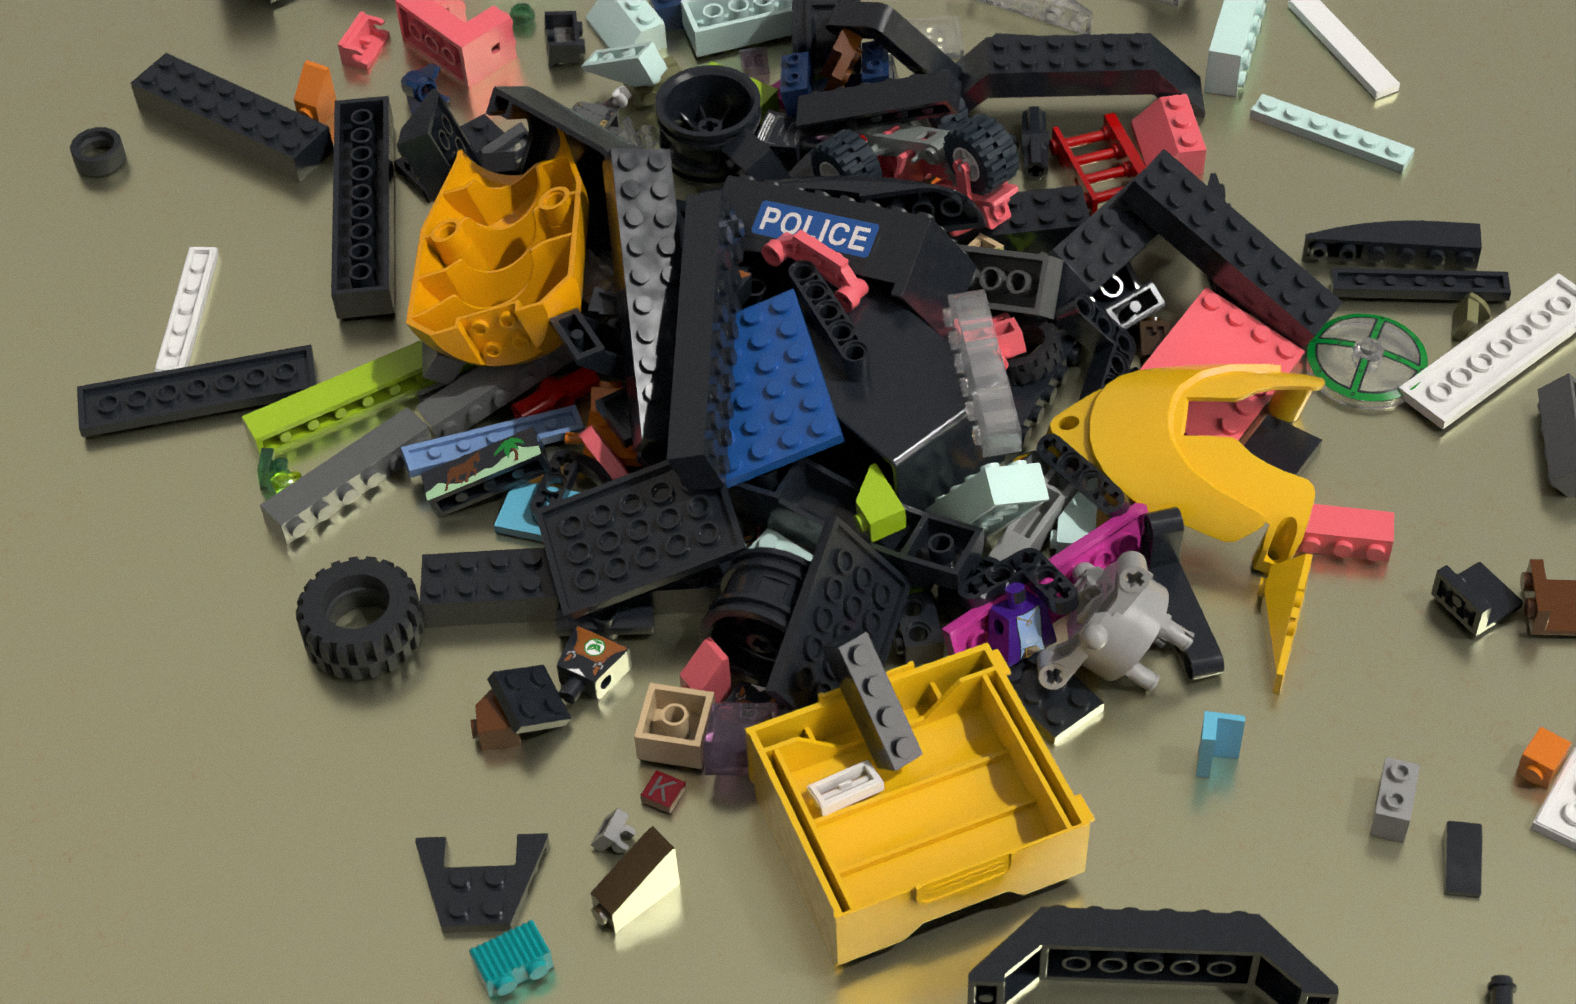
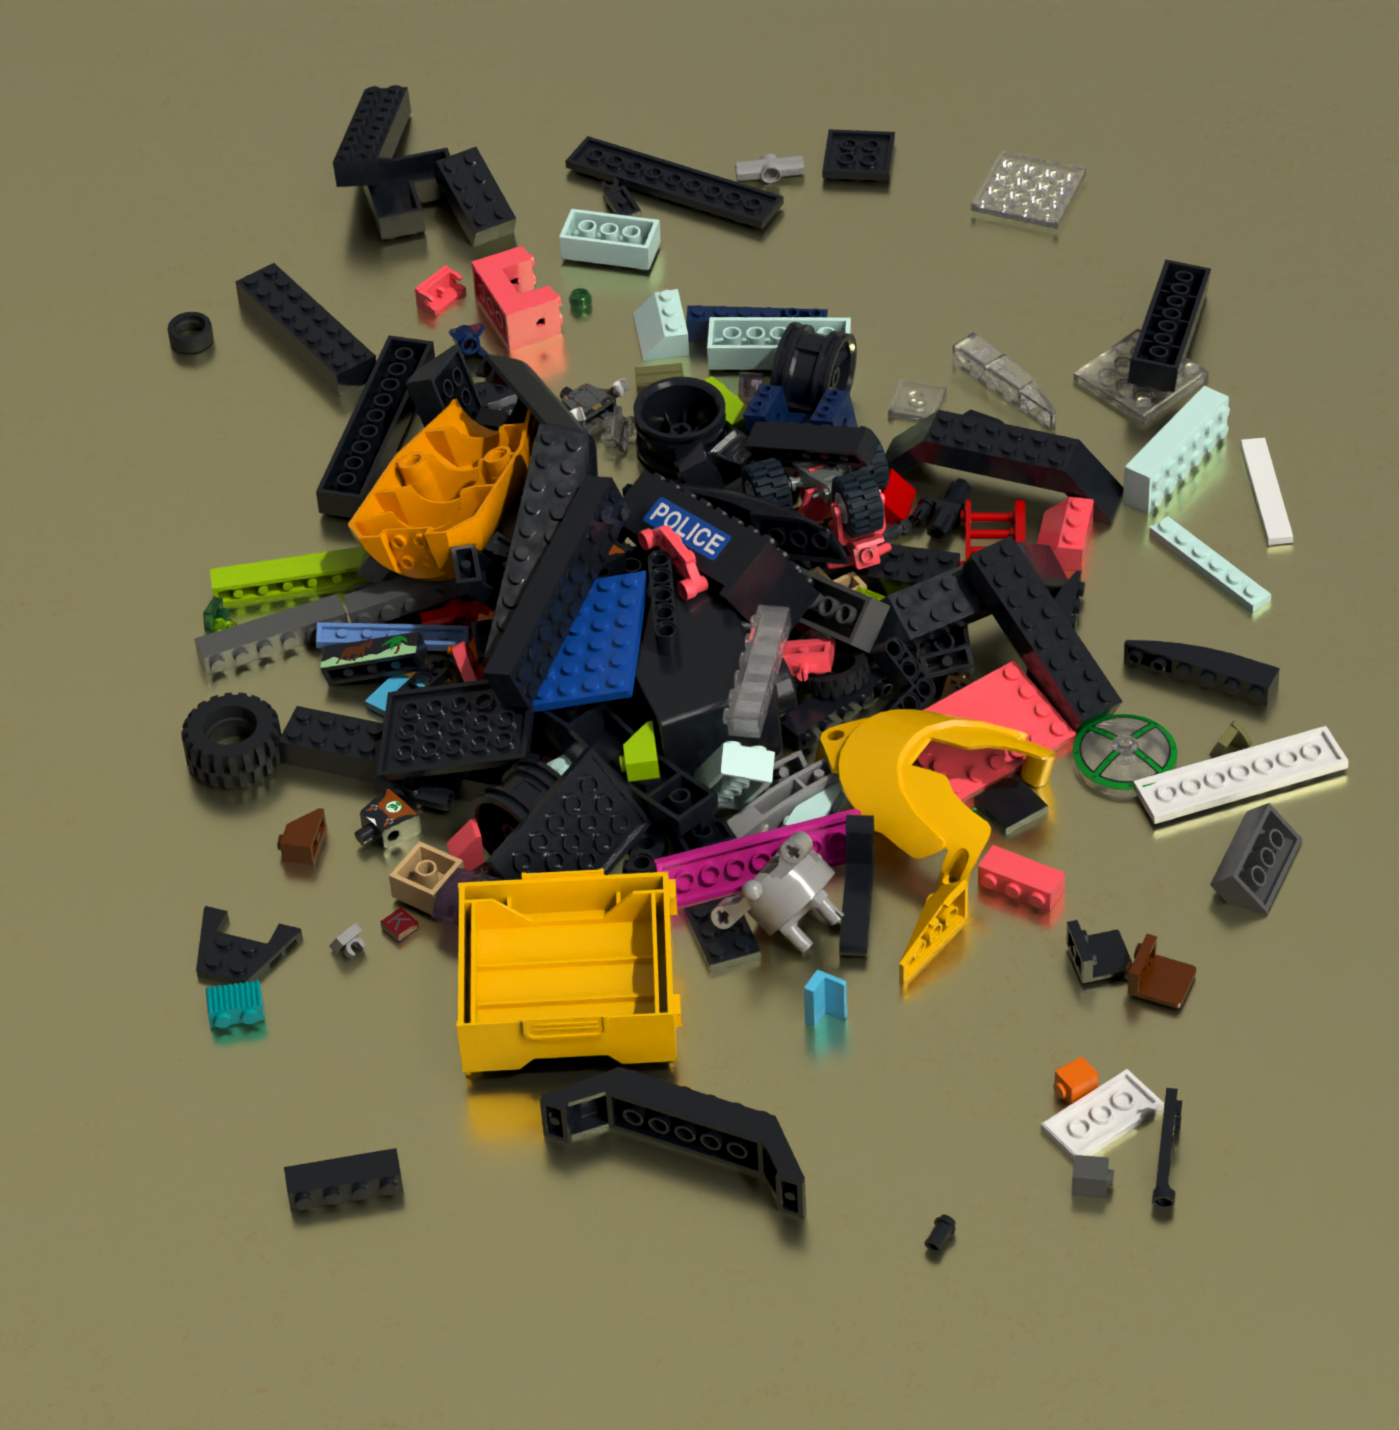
camera: 20 degrees right, 5 degrees down
(187, 308) = (206, 479): white tile -> none
(194, 390) = (185, 540): black plate -> none
(315, 92) = (377, 325): orange slope -> none
(529, 699) = (328, 830): black plate -> none
(563, 37) = (603, 326): black window -> none
(628, 64) = (638, 362): light aqua slope -> none
(636, 881) = (346, 976): dark brown slope -> none
(842, 59) = (803, 399): reddish brown plate -> none
(848, 791) = (519, 948): white tile -> none
(872, 700) = (557, 886): brick -> none
(893, 33) = (856, 397): black beam -> none
(1019, 625) = (716, 874): dark purple torso -> none
(1030, 569) = (730, 832): black beam -> none
(1083, 474) = (824, 776): black beam -> none
(1394, 800) = (940, 1077): light grey brick -> none
(1419, 284) = (1204, 705): black plate -> none
(1463, 858) = (971, 1133): black slope -> none

